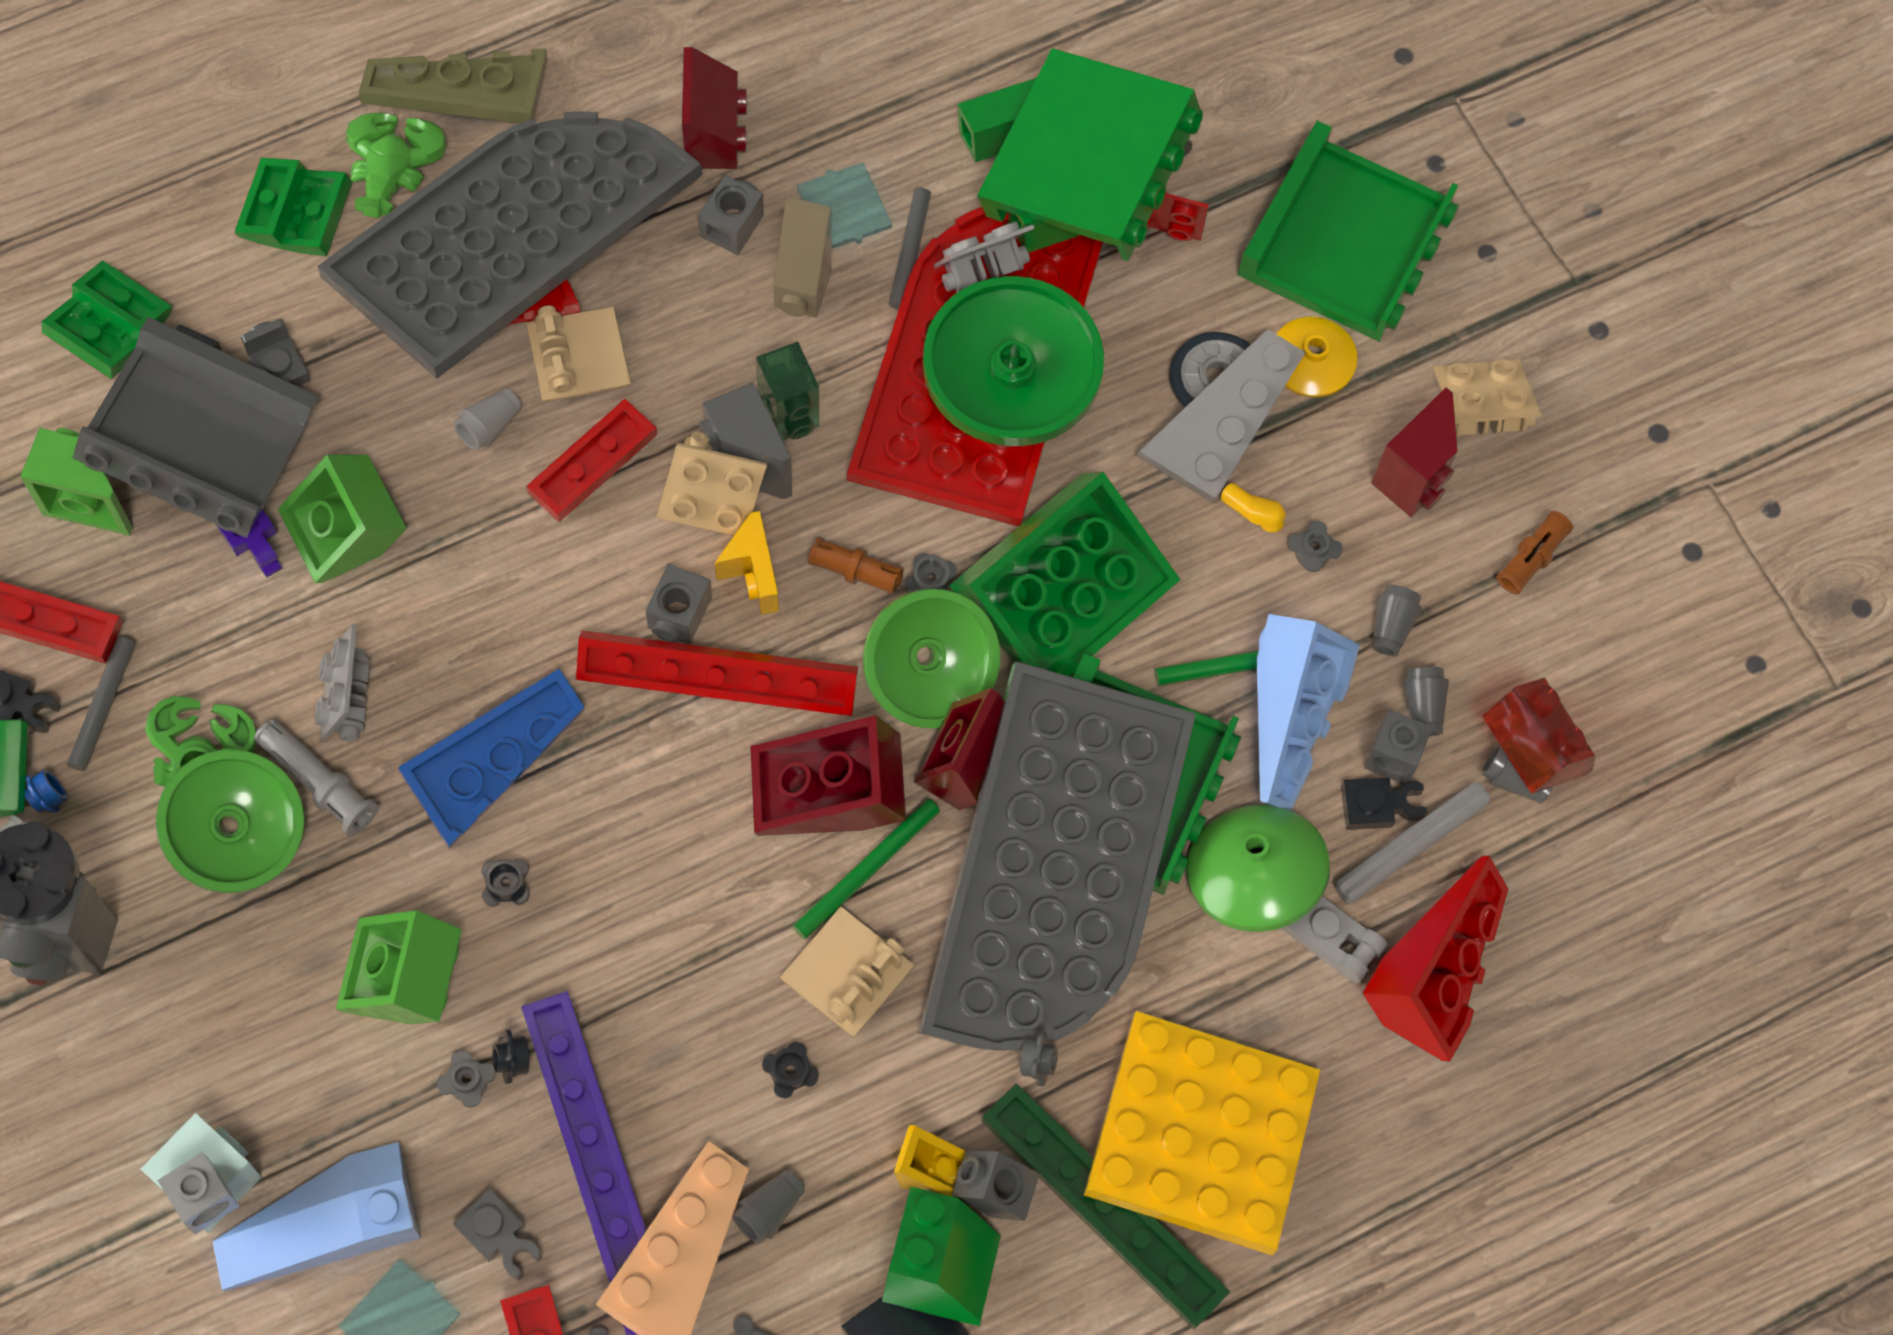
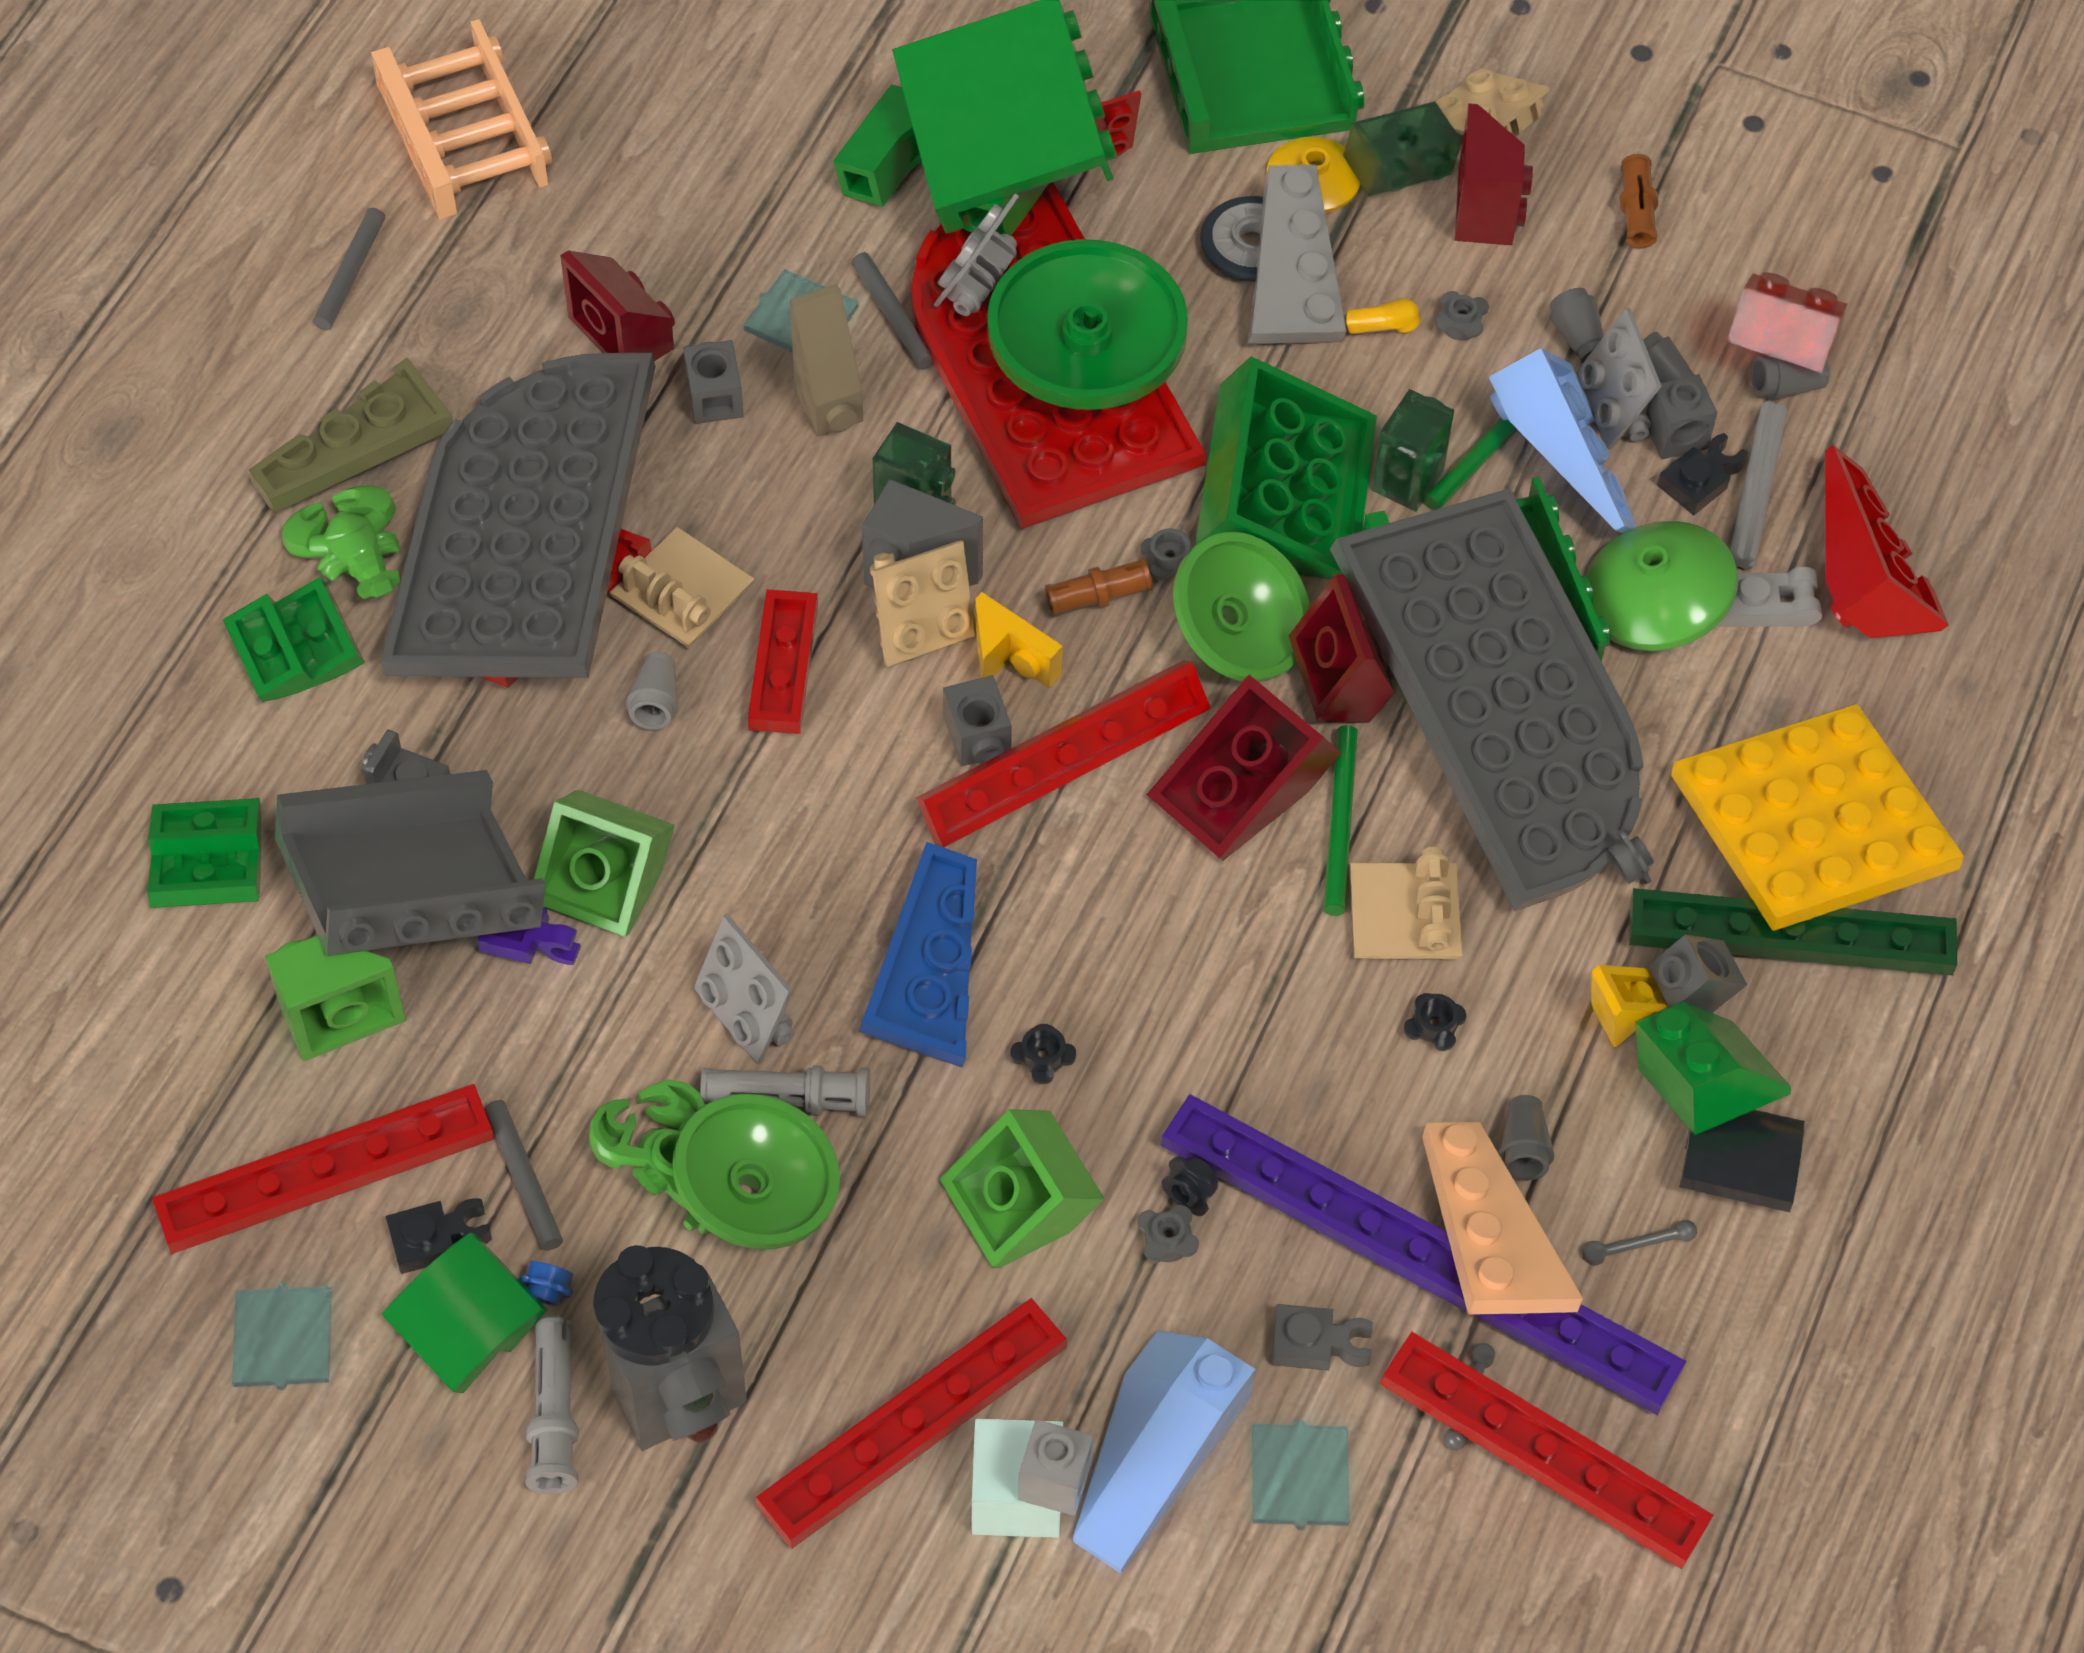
camera: 35 degrees left, 10 degrees down
(180, 1076) = (910, 1423): none -> red plate
(1166, 627) = (1412, 449): none -> clear green brick
(1371, 689) = (1620, 382): none -> light grey hinge
(1387, 383) = (1402, 148): none -> clear green brick

